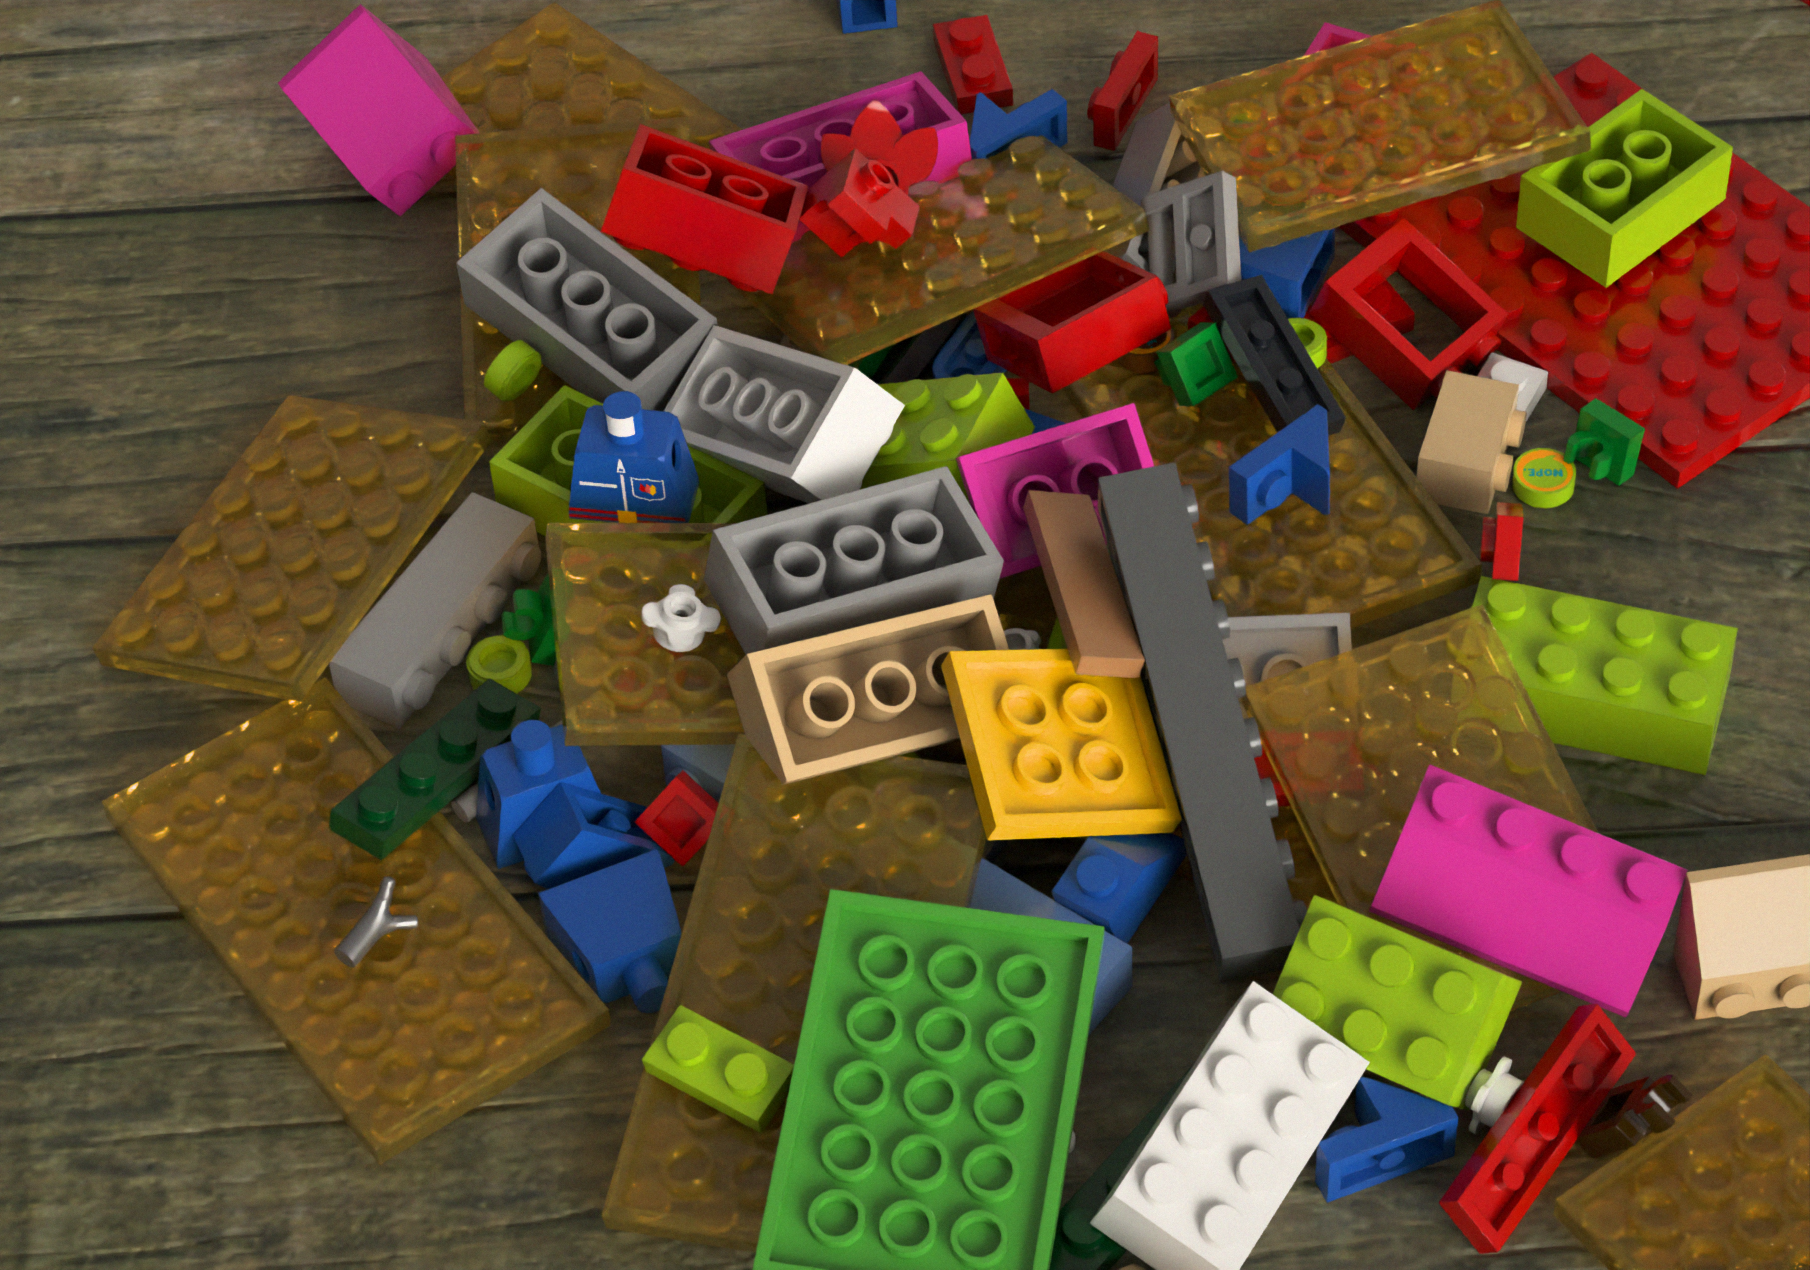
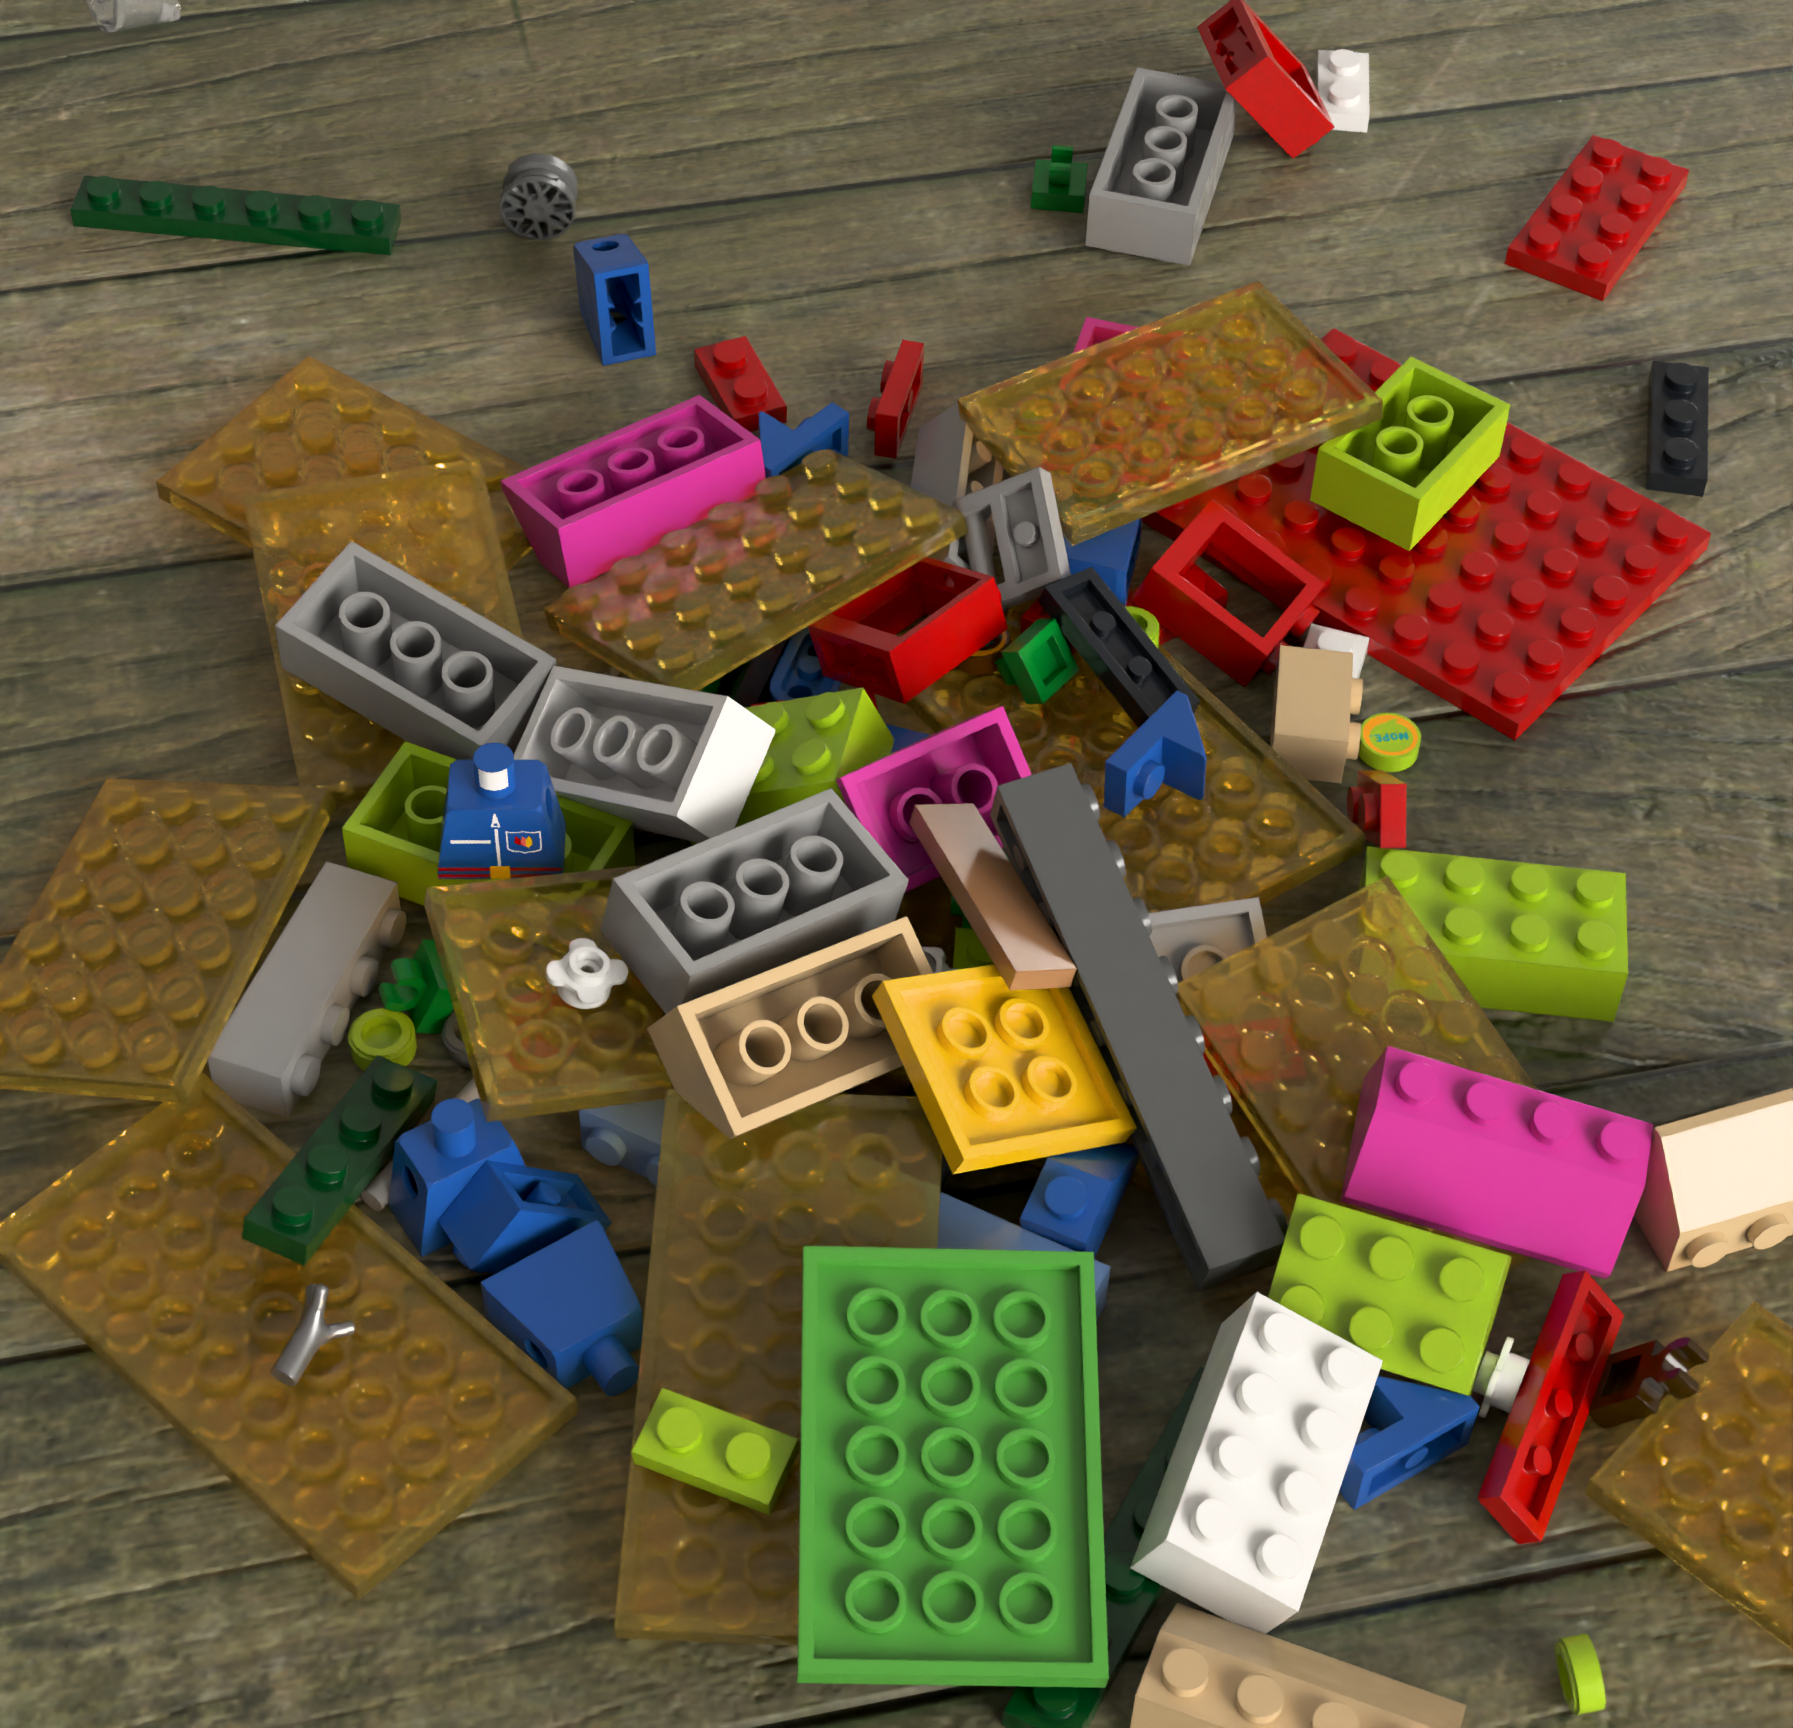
camera: 15 degrees left, 0 degrees up
(379, 109) = (155, 476): dark pink slope -> none
(513, 371) = (346, 731): lime tile -> none
(680, 818) = (613, 1182): red plate -> none
(705, 210) = (521, 550): red brick -> none
(858, 205) = (671, 532): red brick -> none
(879, 138) = (678, 478): red plate -> none
(1605, 443) = (1444, 701): green tile -> none

